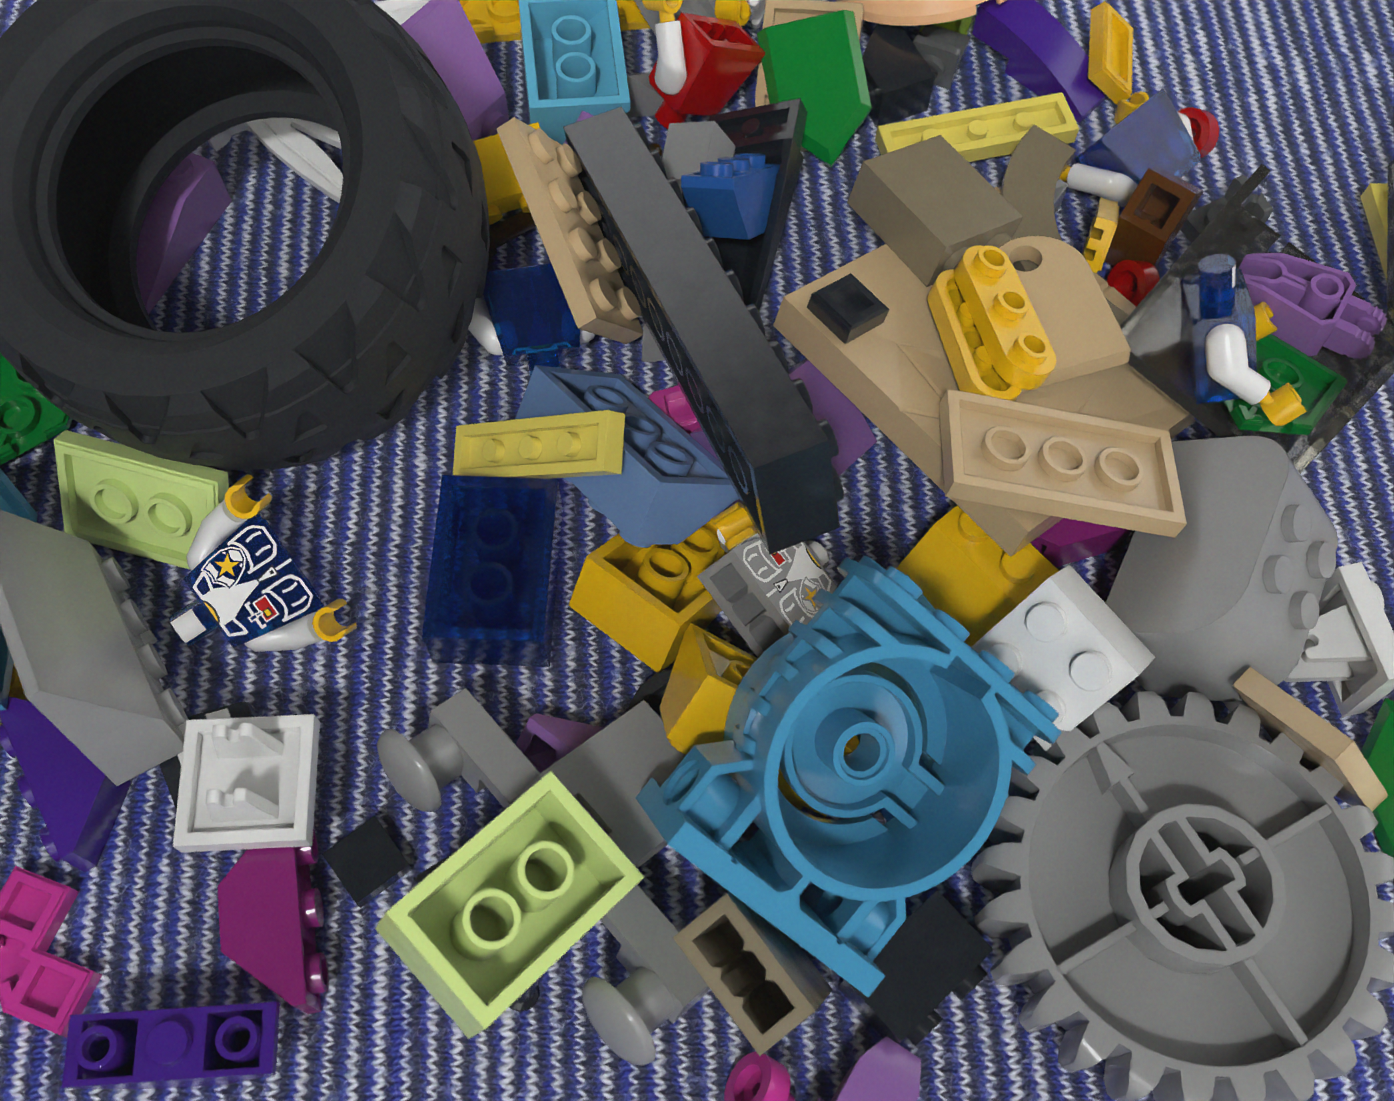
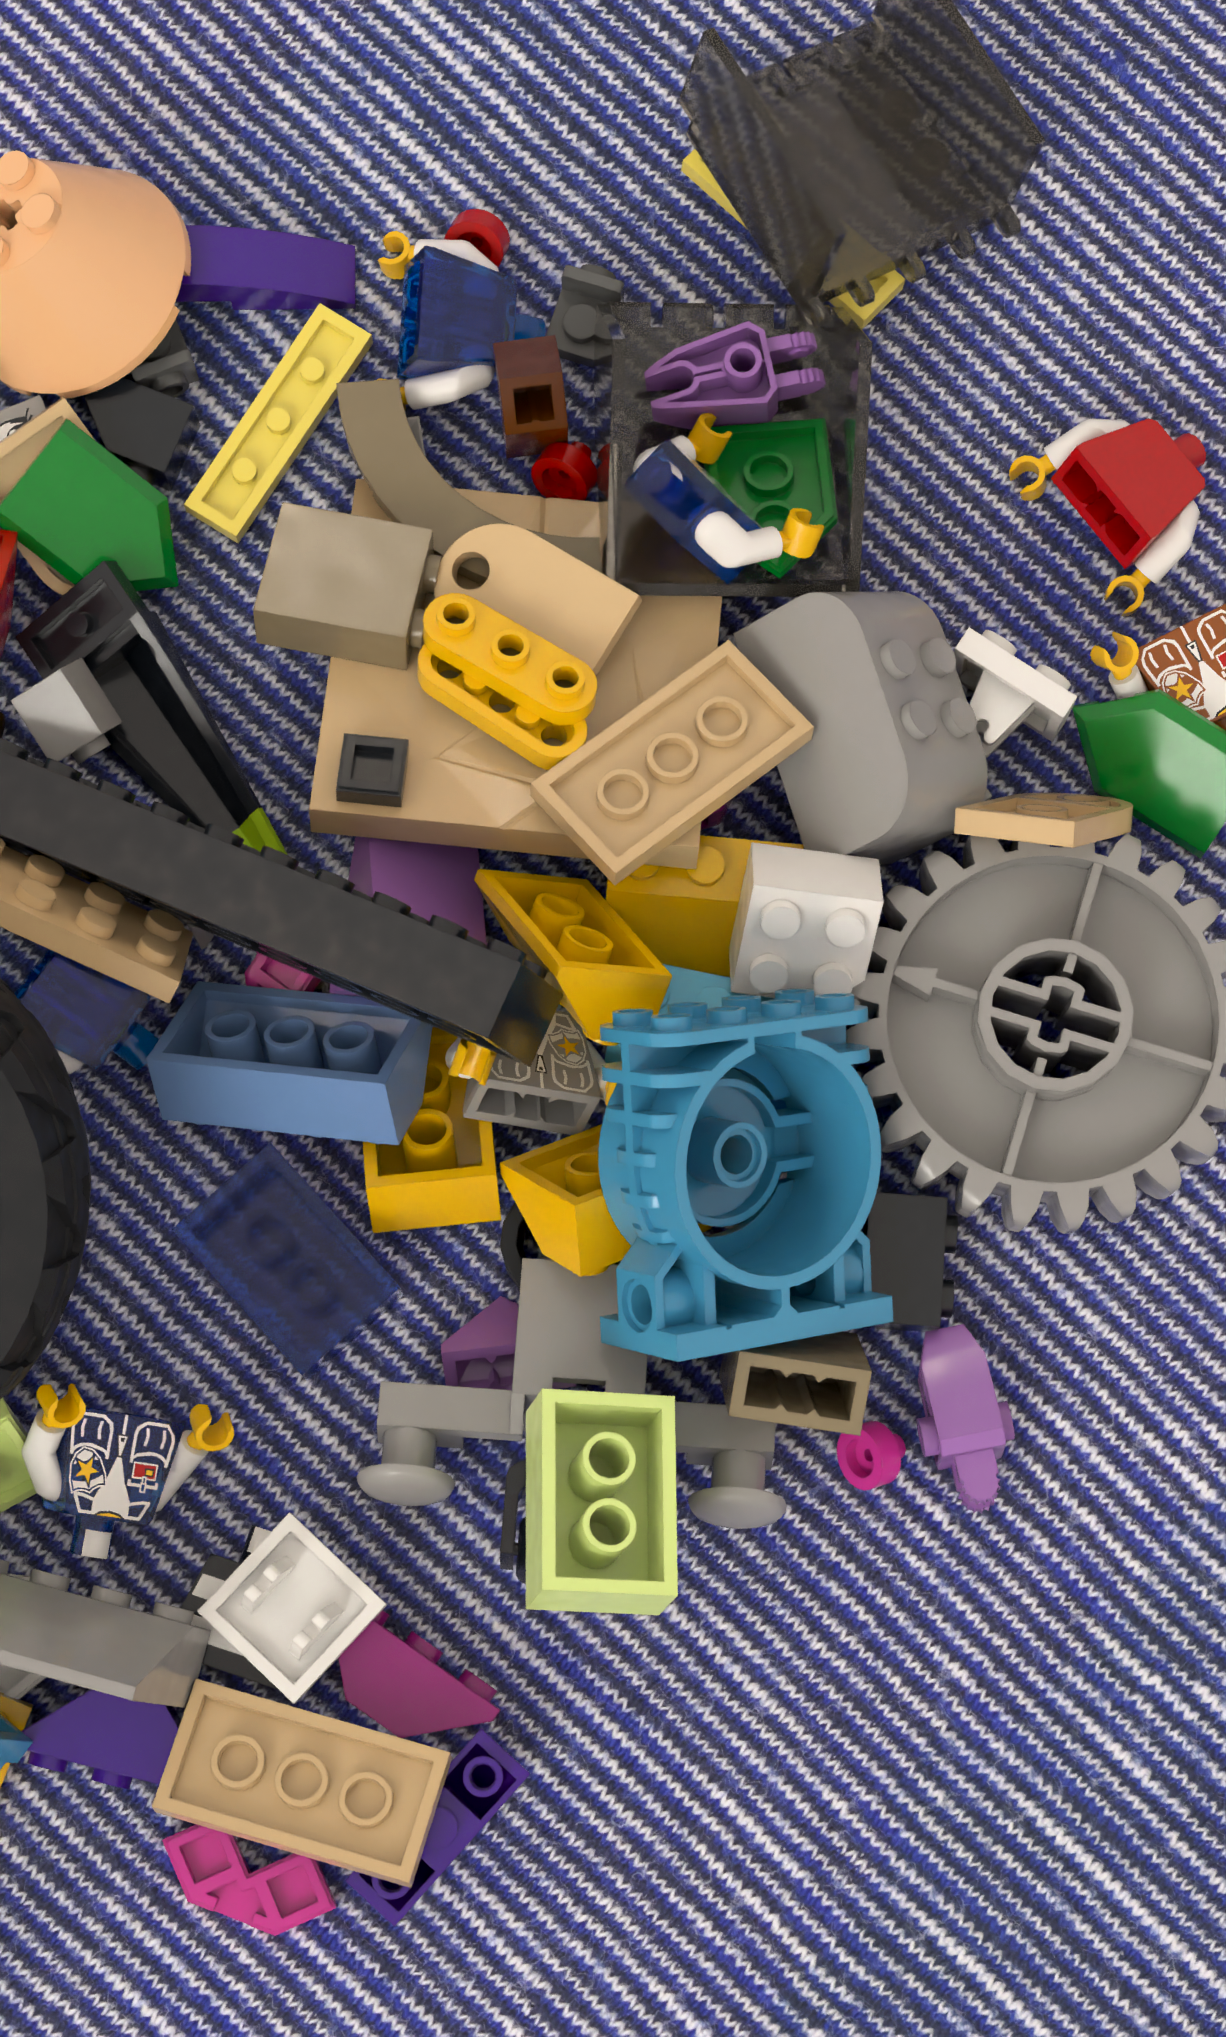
camera: 45 degrees left, 15 degrees up
(116, 915) = (302, 1782): none -> tan plate
(367, 862) = (423, 1576): black tile -> none
(542, 446) = (229, 1134): light yellow plate -> none
(732, 195) = (146, 723): blue slope -> none
(879, 518) = (580, 942): none -> yellow slope
(1101, 233) = (497, 456): yellow tile -> none
(1110, 52) = (322, 206): yellow tile -> none

